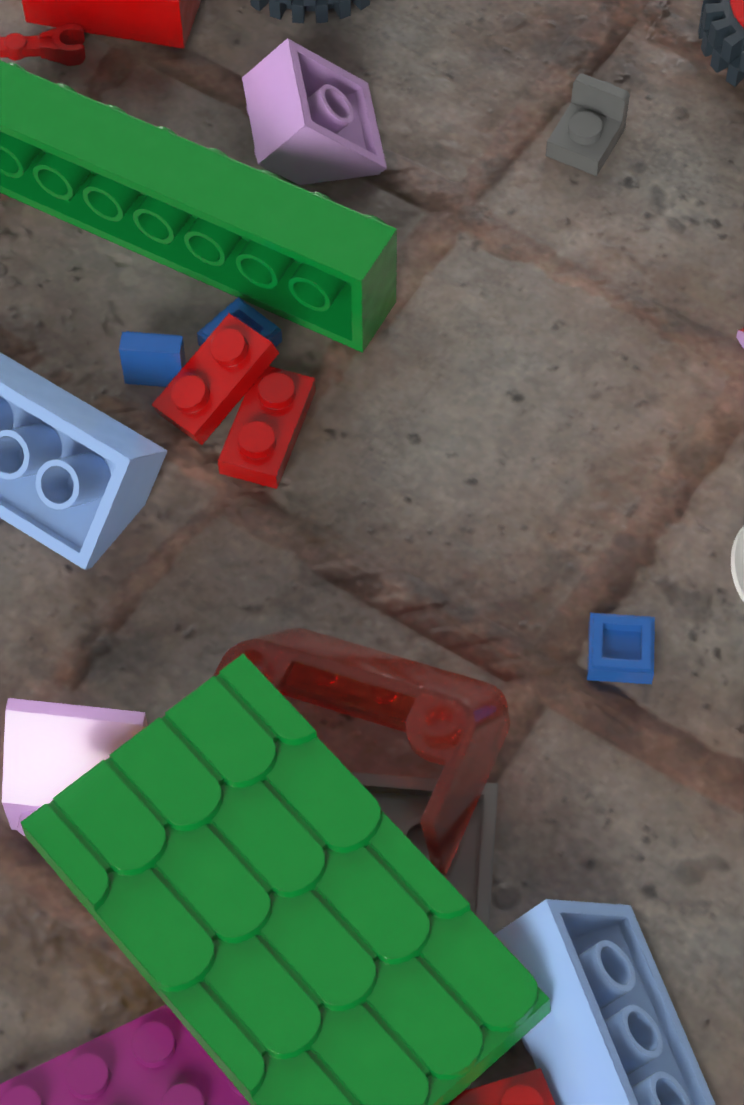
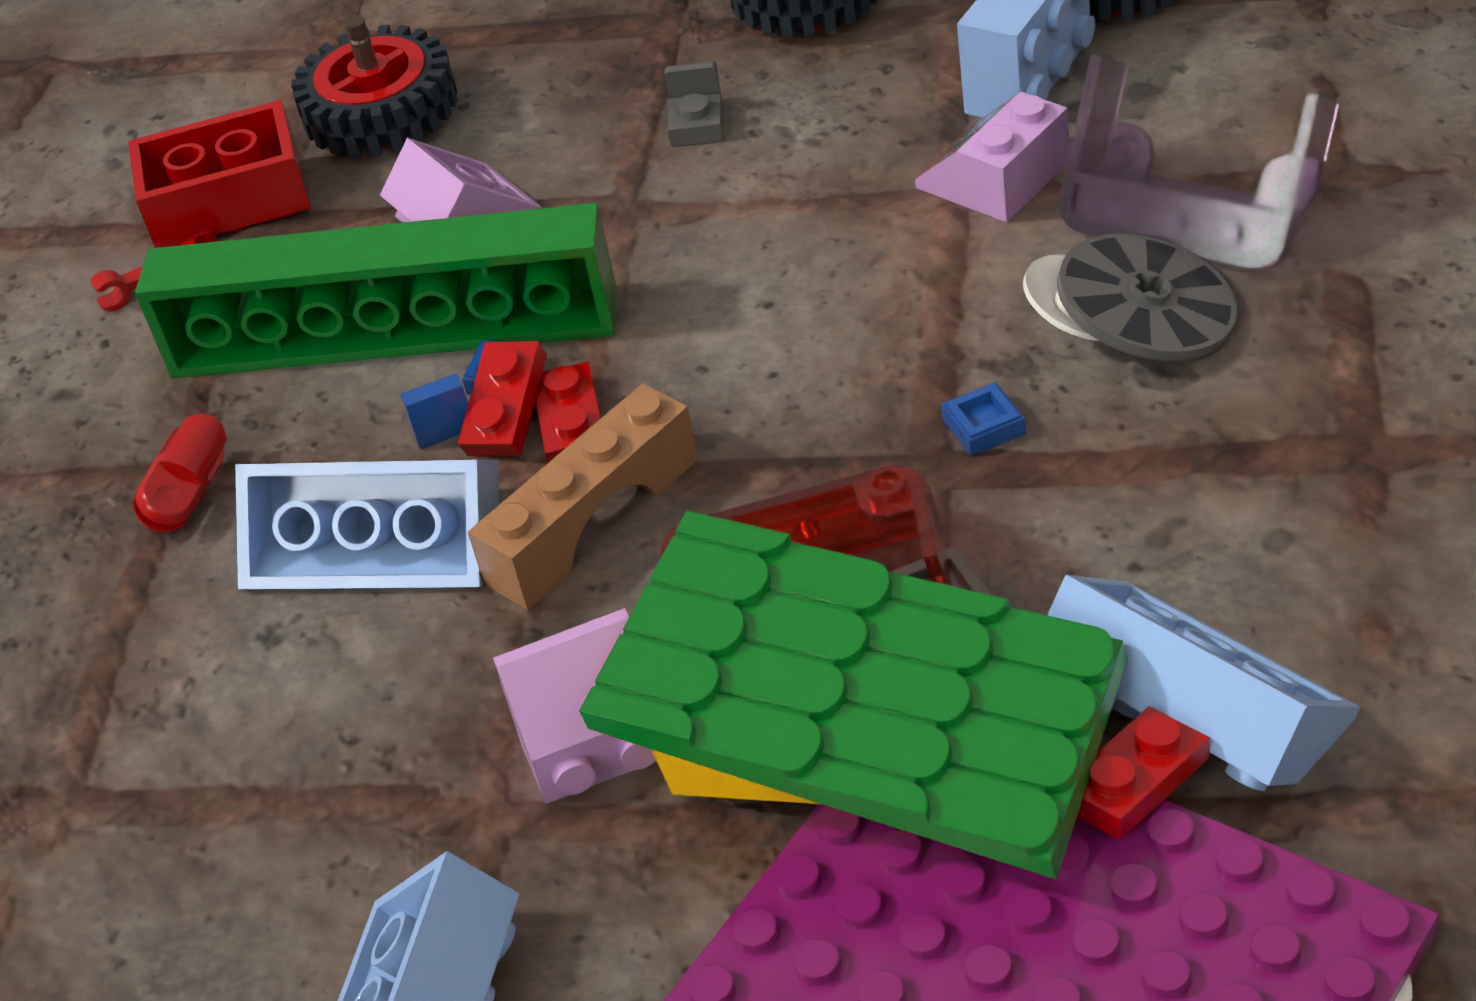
camera: 20 degrees left, 15 degrees down
(154, 549) = (533, 533): none -> medium nougat arch

